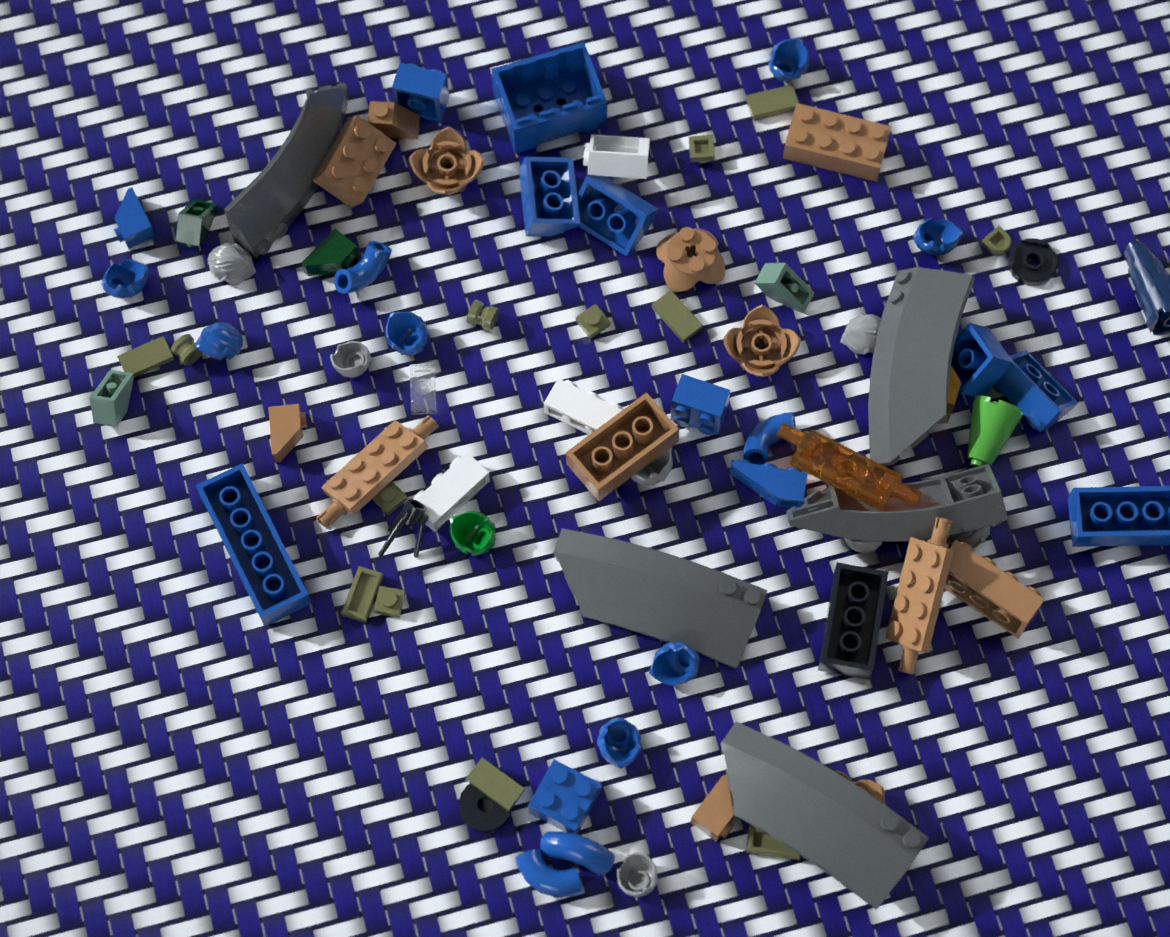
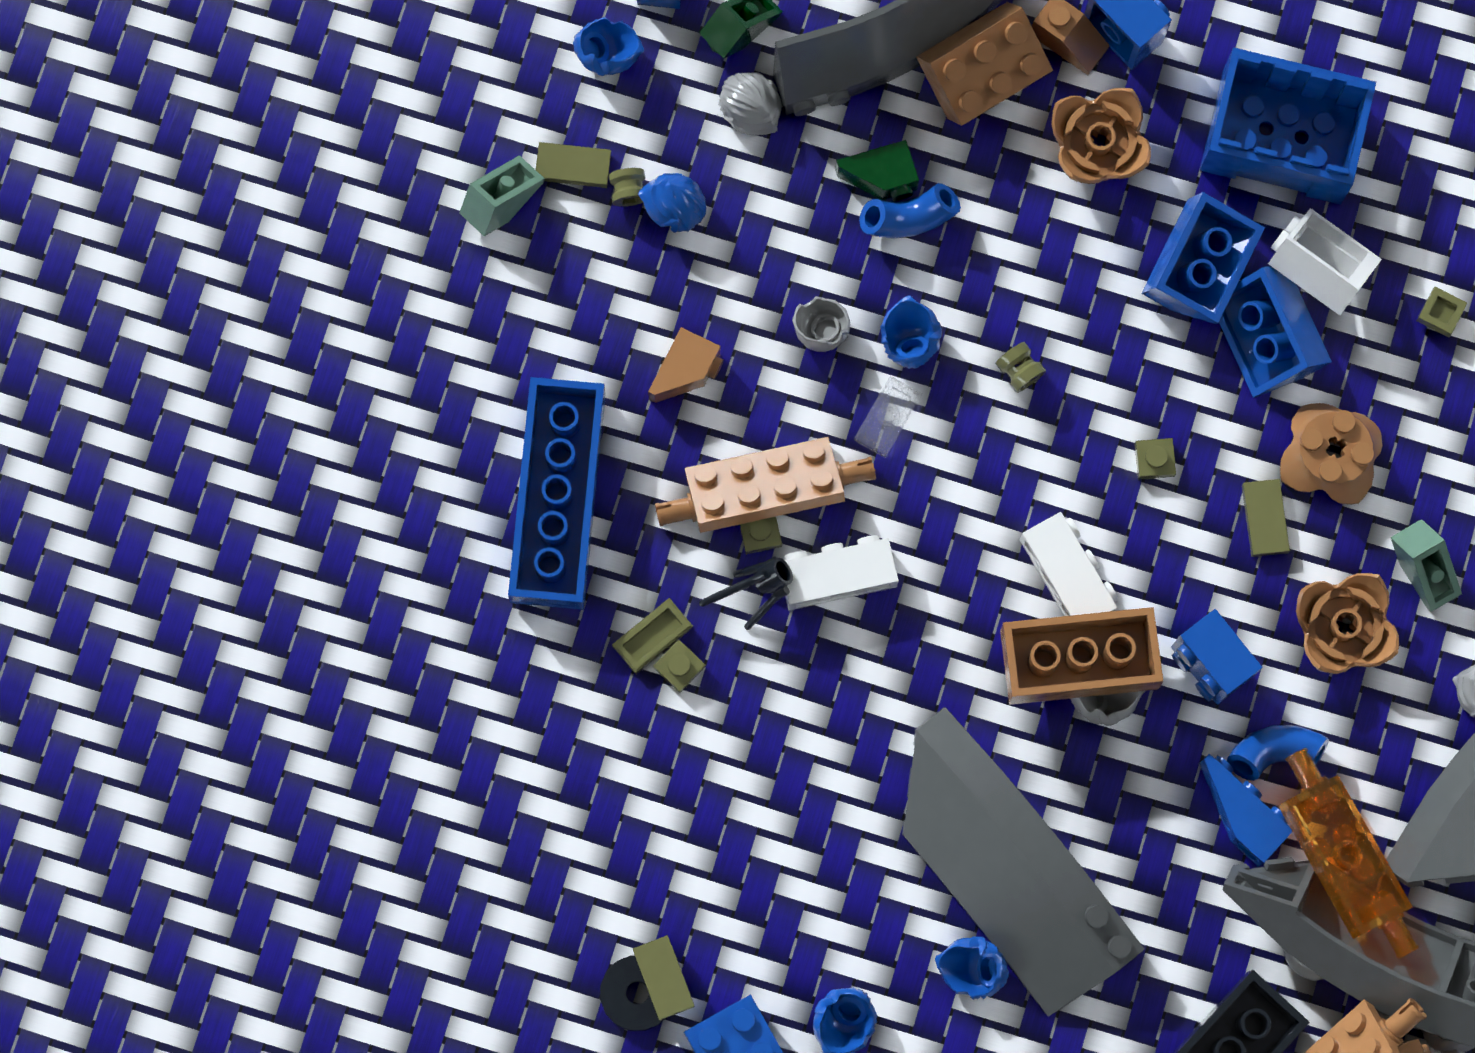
camera: 30 degrees right, 10 degrees up
(473, 532) = (832, 645): green hair -> none

